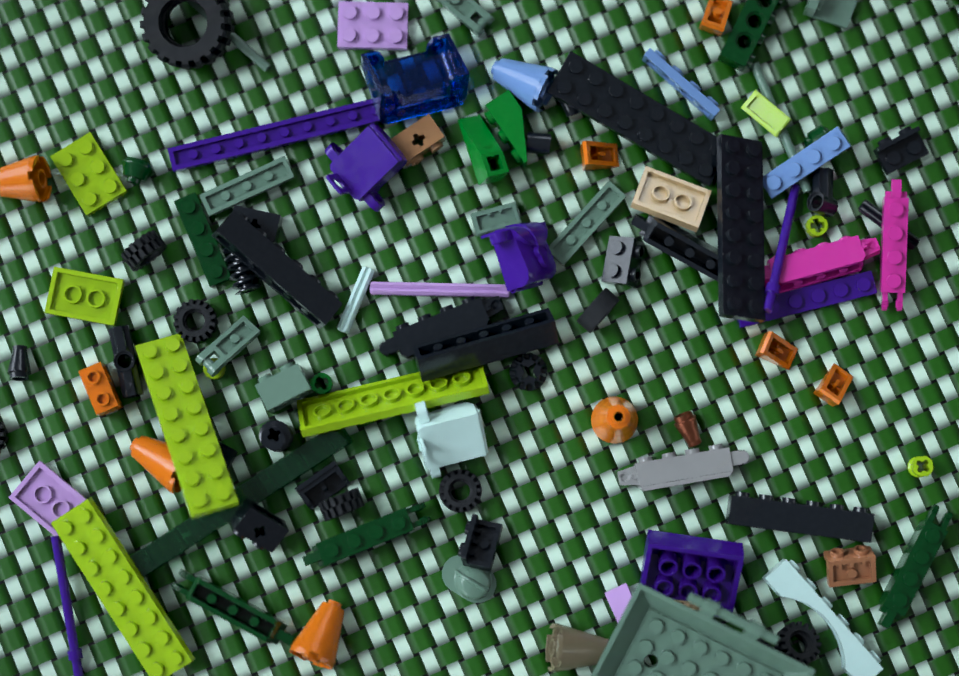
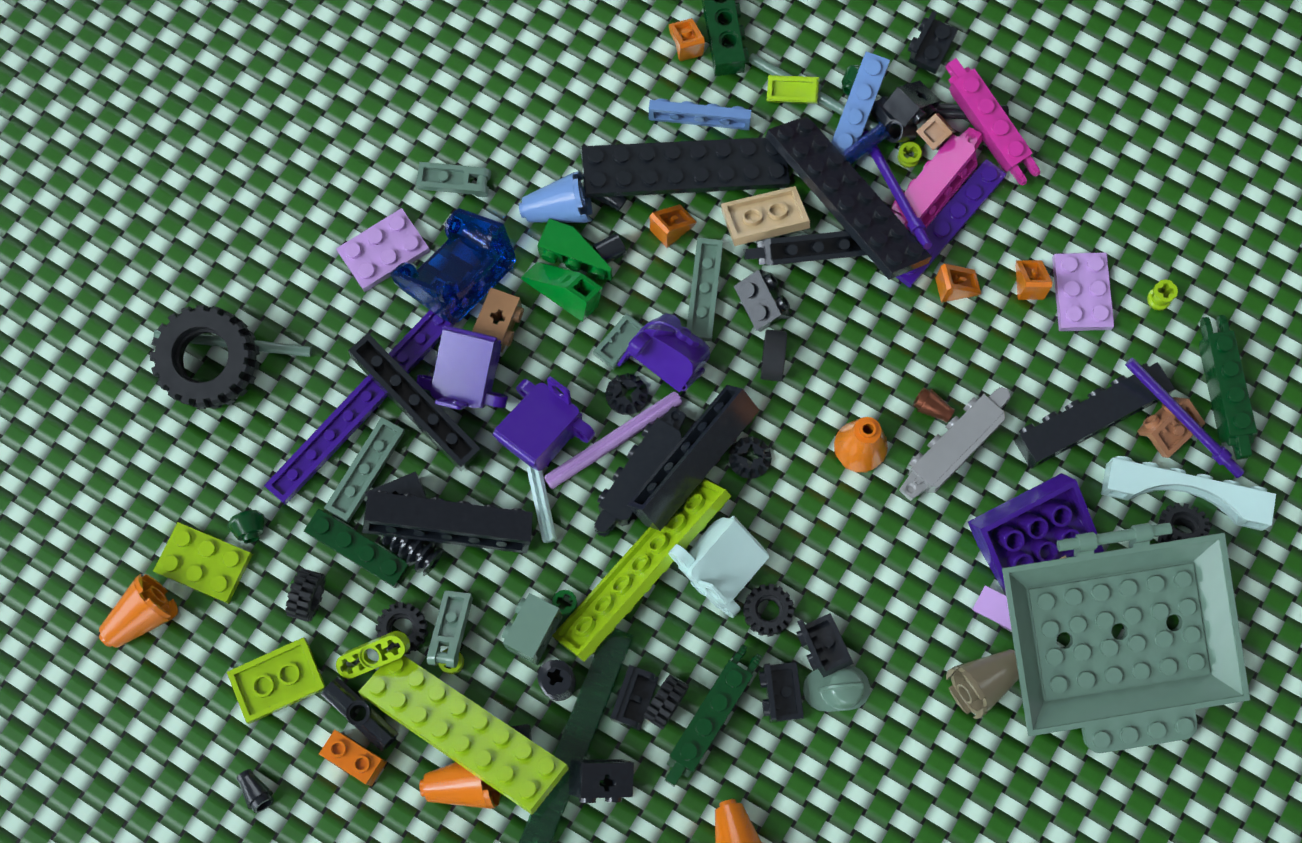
camera: 30 degrees left, 10 degrees down
(153, 329) = (366, 663): none -> lime beam
(313, 163) = (414, 402): none -> black brick
(392, 243) = (541, 423): none -> dark purple piece
(427, 555) = (782, 692): none -> black bracket
(480, 270) = (621, 404): none -> black gear
(785, 196) = (865, 144): none -> clear blue pin
(845, 190) = (912, 103): none -> black brick
(847, 223) = (935, 131): none -> medium nougat brick
(864, 421) = (1082, 292): none -> lavender plate
(868, 610) = (1219, 454): none -> dark purple bar

